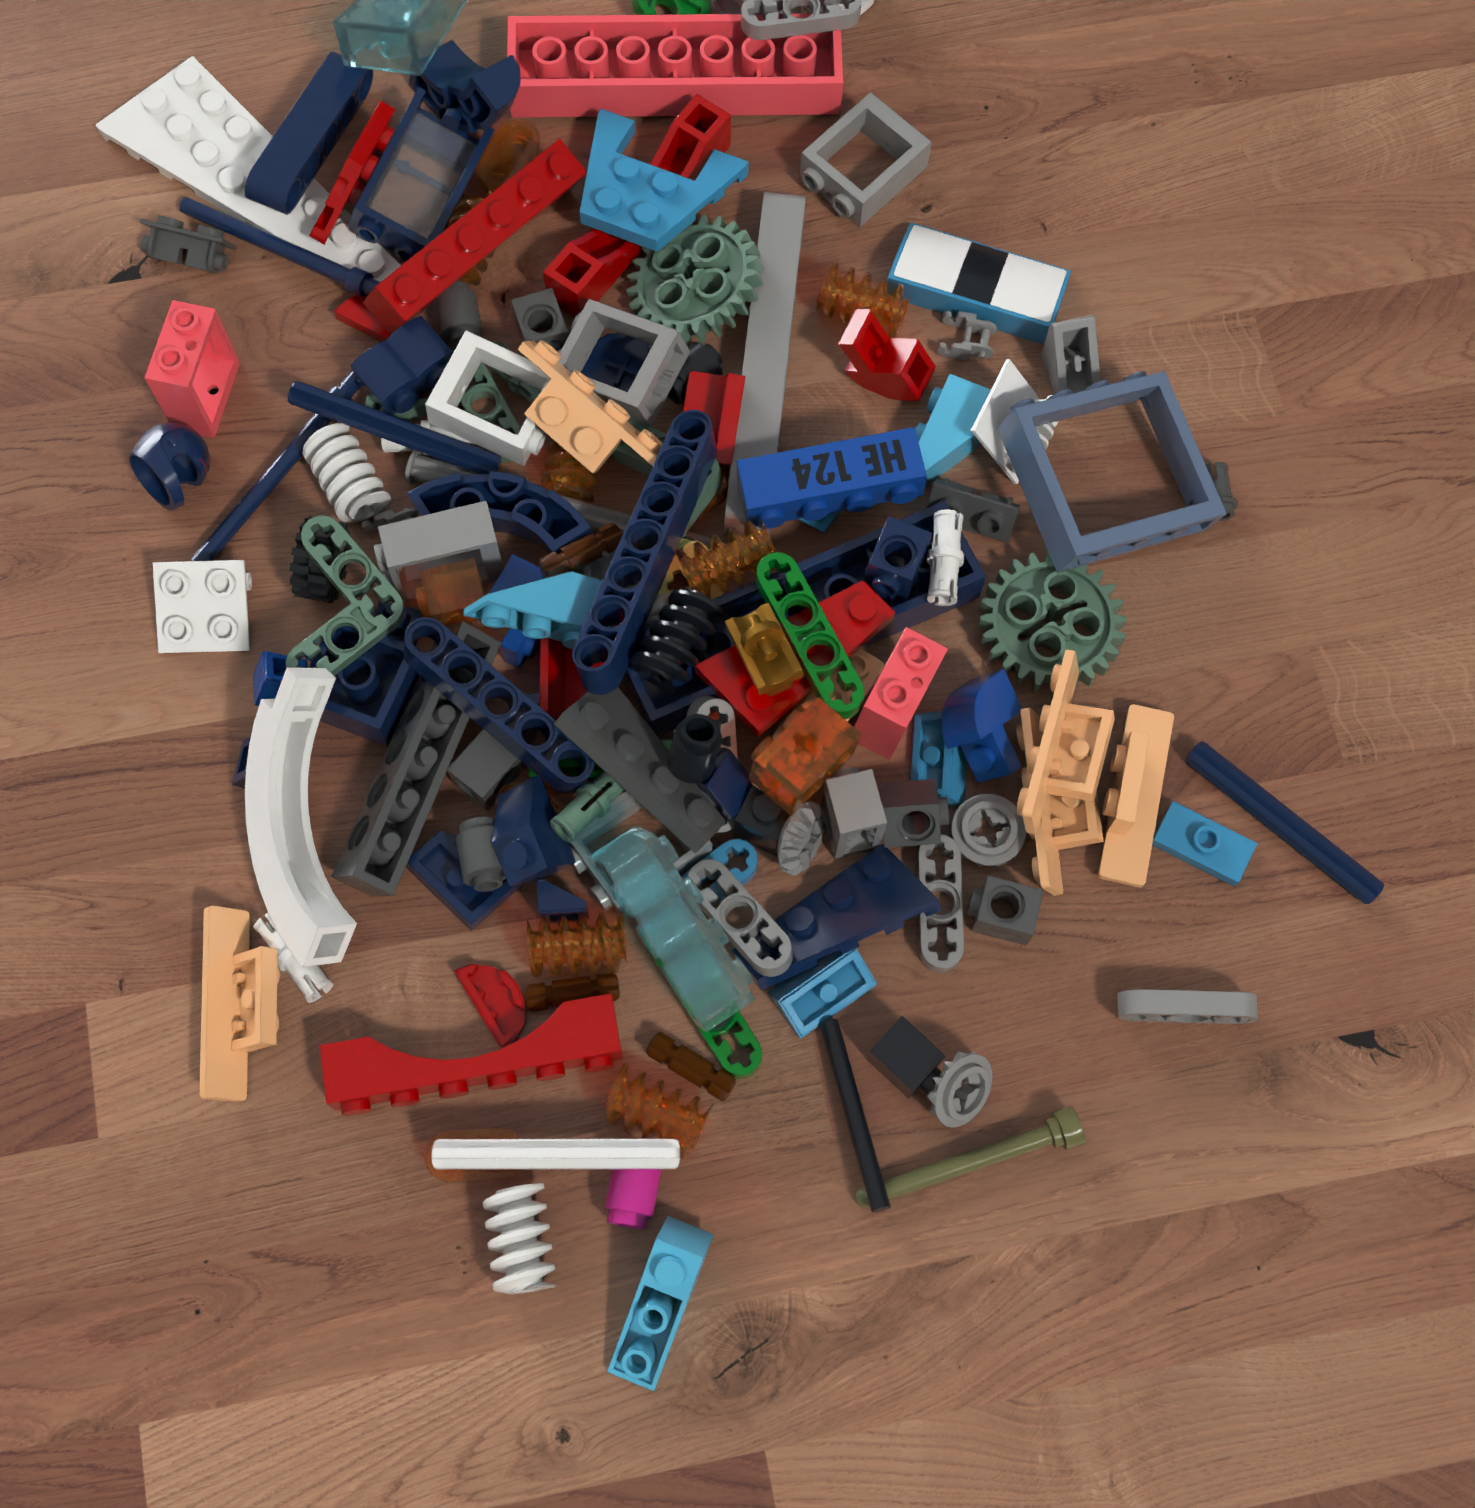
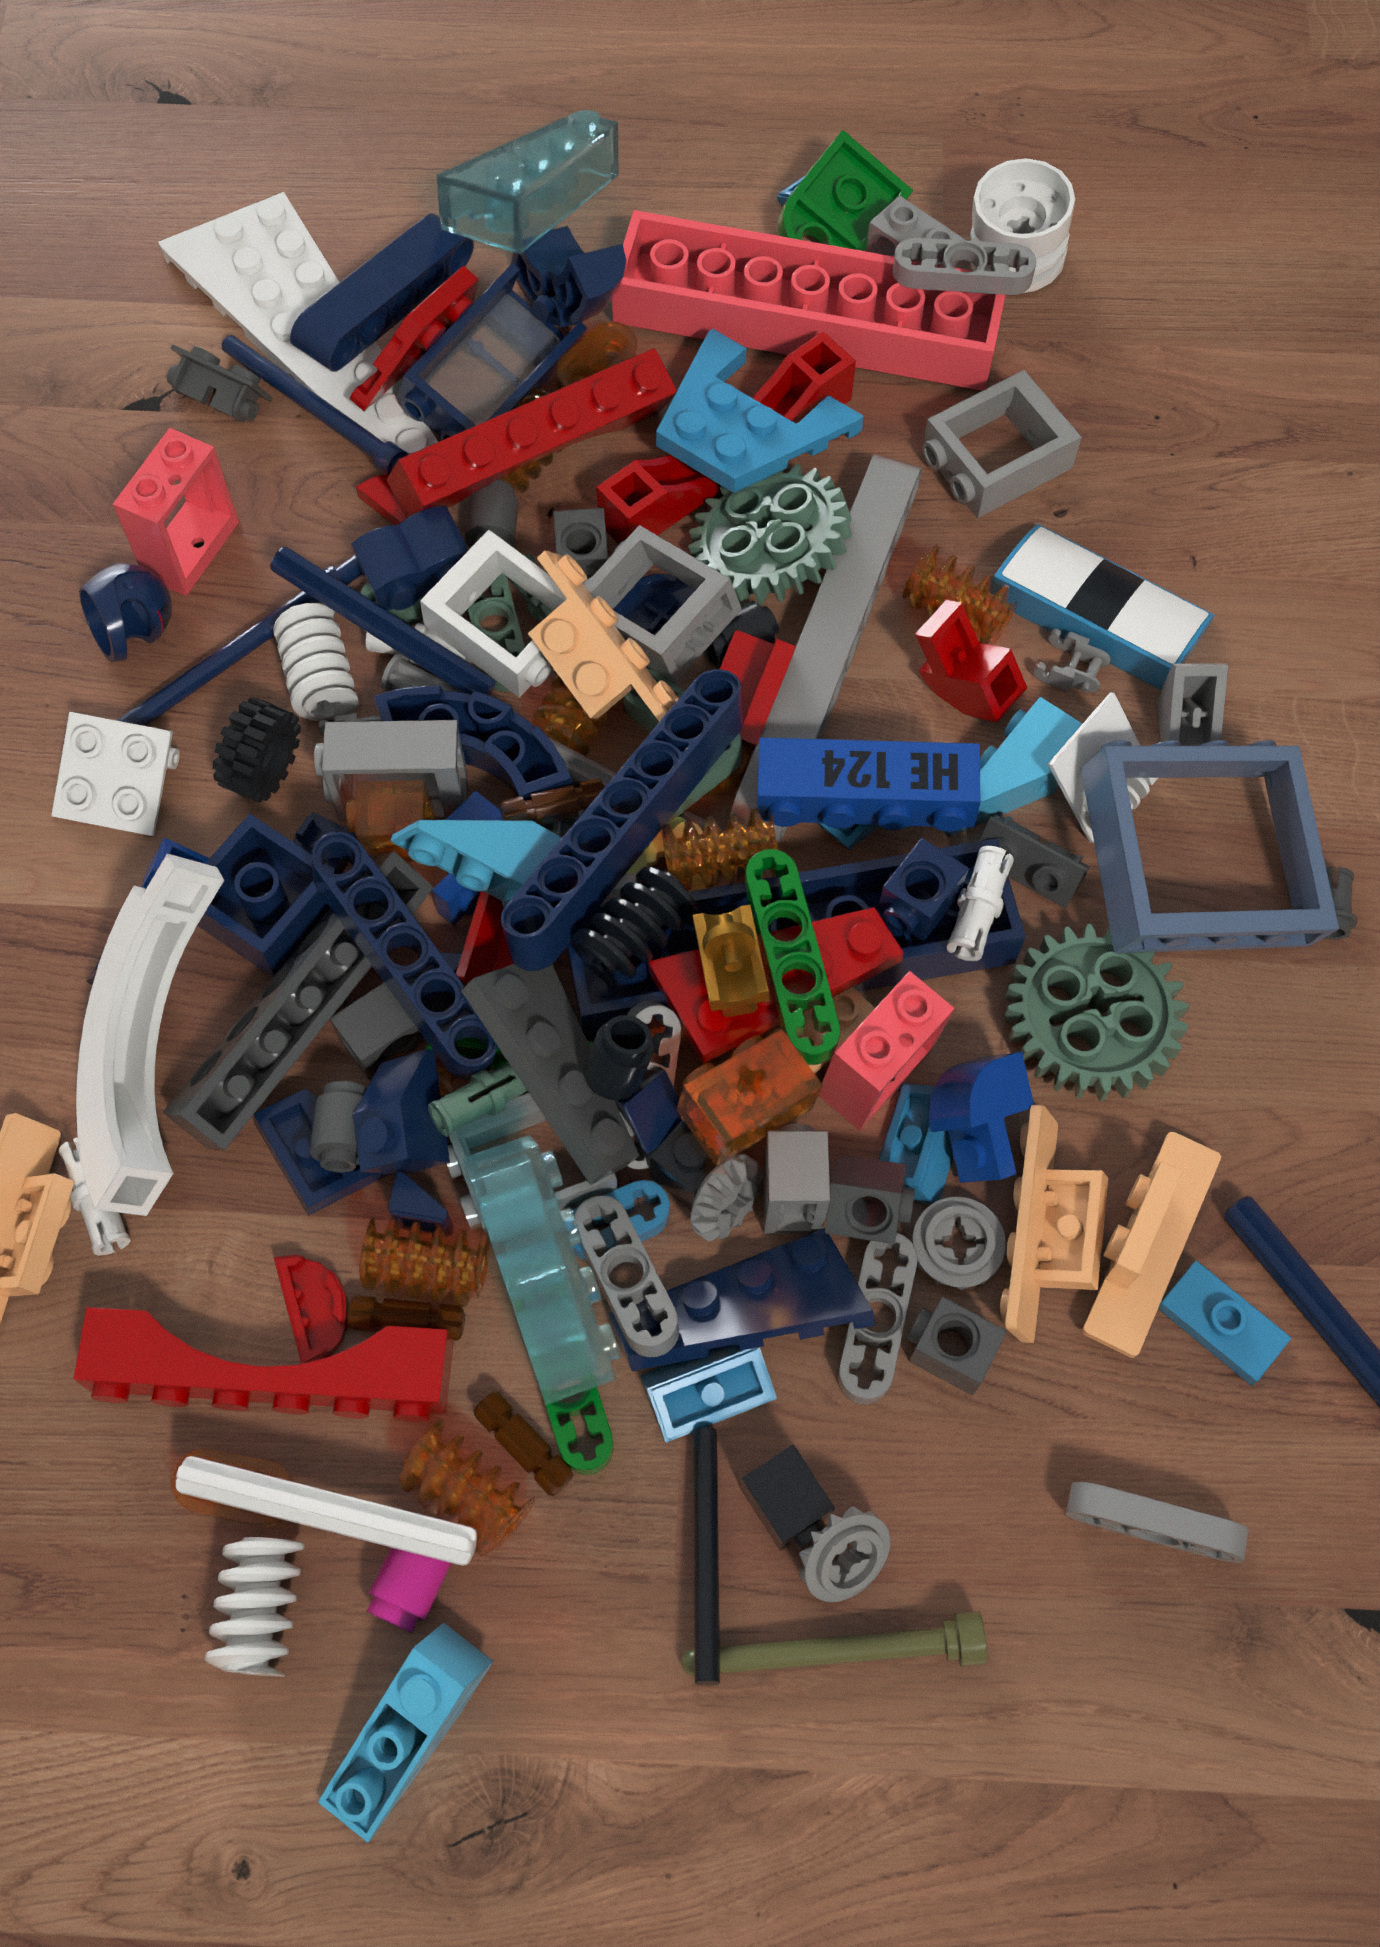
camera: 15 degrees right, 5 degrees down
(356, 614) = (273, 815): sand green beam -> none
(1070, 749) = (1079, 1165): light nougat bracket -> none

